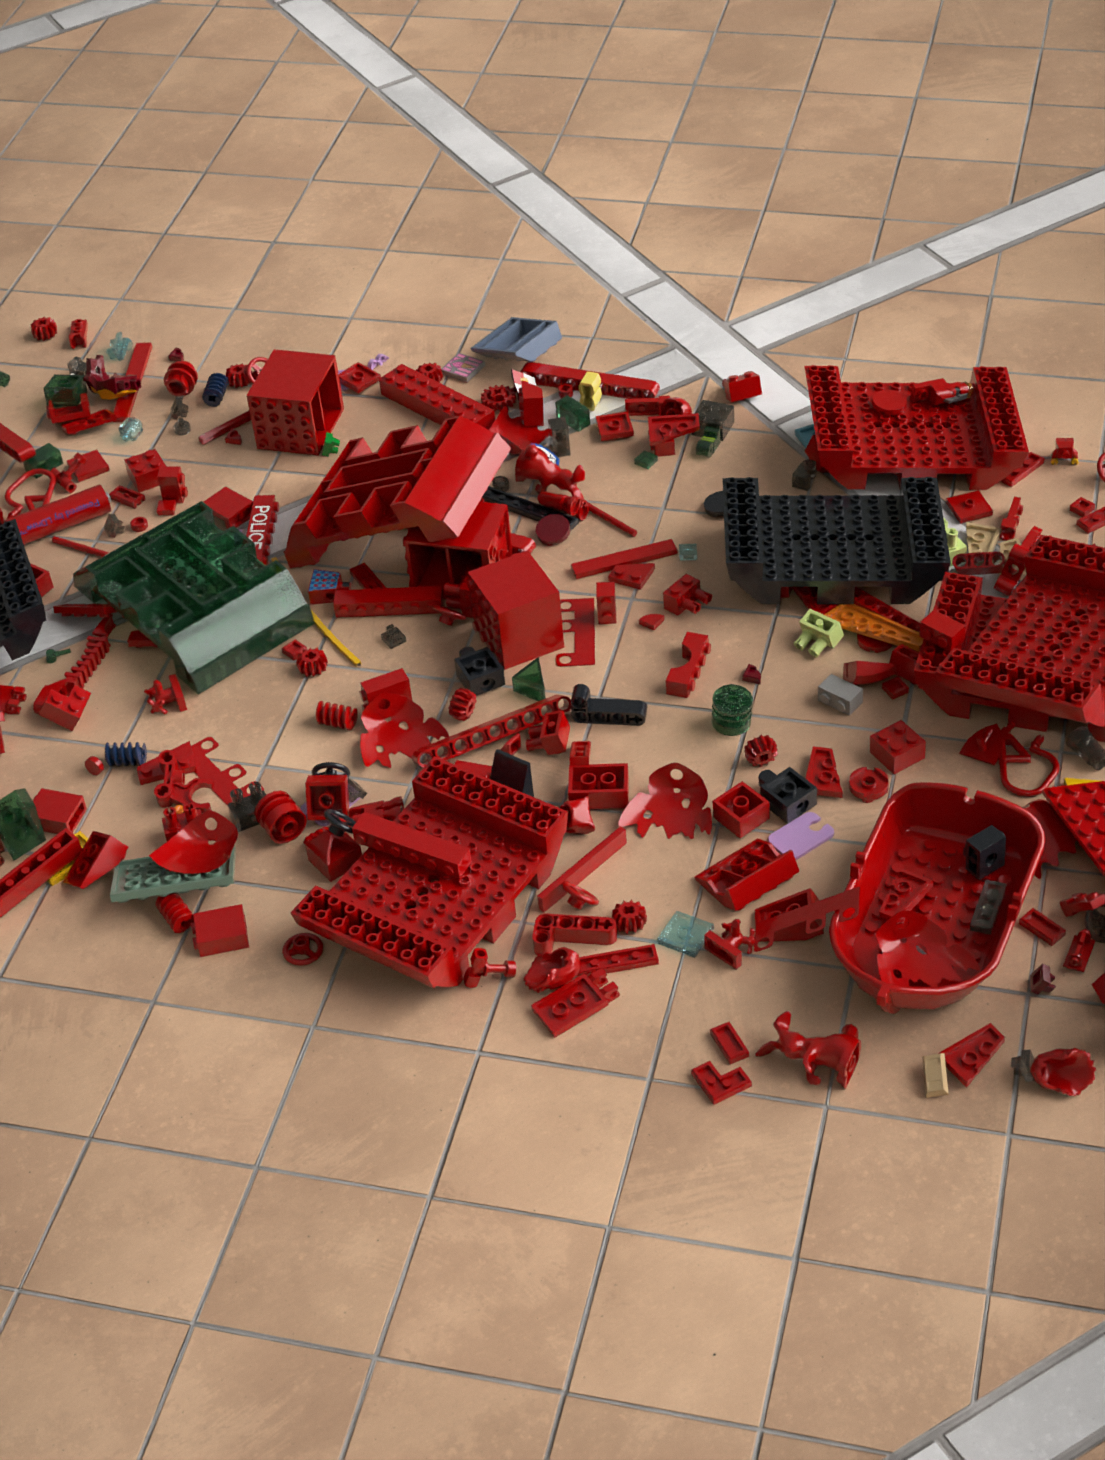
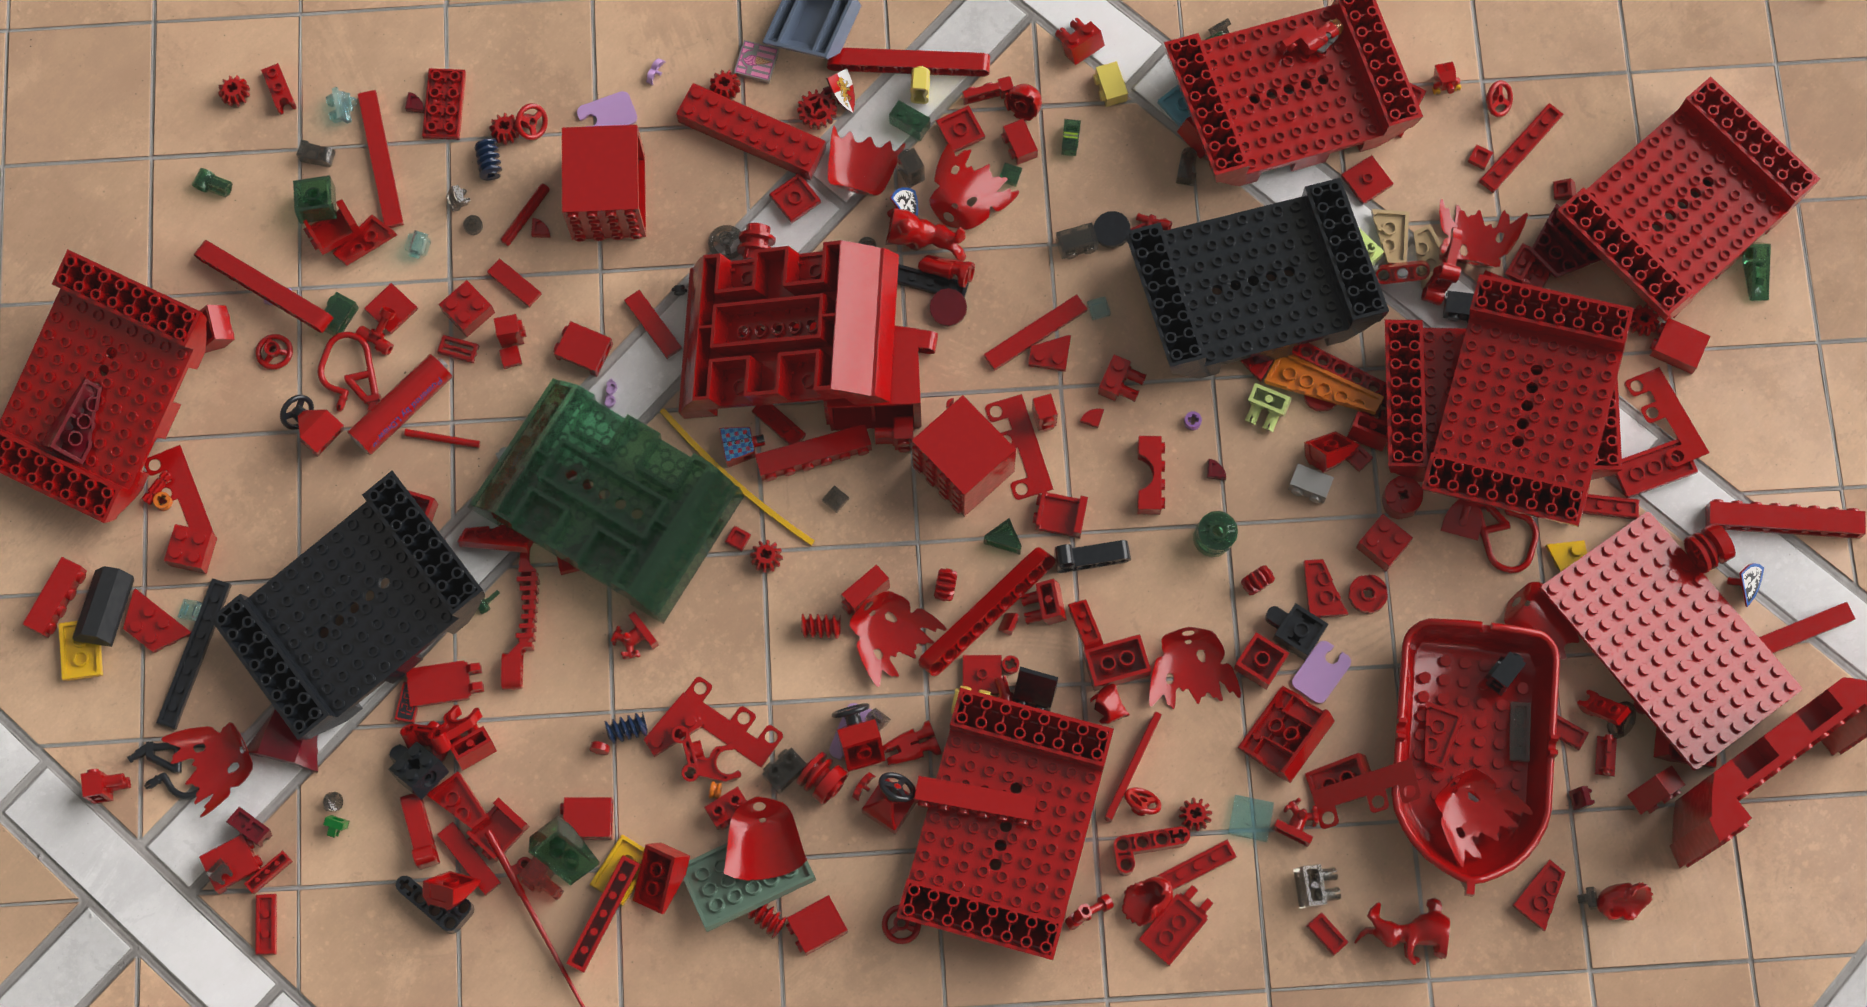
camera: 20 degrees left, 30 degrees up
(63, 709) = (543, 683): red brick -> none
(107, 386) = (376, 182): dark red hips -> none
(113, 526) = (465, 402): clear smoke tile -> none
(139, 524) = (491, 389): red tile -> none
(180, 378) = (443, 153): red piece -> none
(195, 465) = (514, 282): none -> red tile
(205, 354) = (444, 104): none -> red tile
(262, 525) = (633, 375): red brick -> none
(292, 499) = (653, 324): none -> red tile
(329, 445) = (656, 223): green tile -> none
(358, 377) = (644, 104): red plate -> none
(448, 615) = (884, 461): red piece -> none
(479, 667) = (944, 532): black brick -> none
(531, 405) = (862, 120): red slope -> none
(564, 390) = (886, 85): red bush -> none
(598, 679) = (1060, 514): none -> red panel
(612, 520) = (1002, 275): red bar -> none
(616, 458) = (963, 186): none -> red piece
(671, 426) = (1030, 133): red wing -> none
(686, 504) = (1077, 241): none -> clear smoke brick
(716, 416) = (1065, 101): clear smoke brick -> none
(717, 1086) = (1331, 984): red tile -> none
(724, 991) = (1311, 886): none -> clear smoke brick
(744, 637) = (1188, 417): none -> medium lavender bush
(757, 416) = (1111, 84): none -> light yellow brick
(889, 402) = (1260, 65): red tile -> none
(927, 716) = (1409, 490): none -> red brick
(935, 1075) = (1515, 927): tan tile -> none
(942, 630) = (1407, 415): red brick -> none
(1009, 525) = (1416, 206): red plate -> none

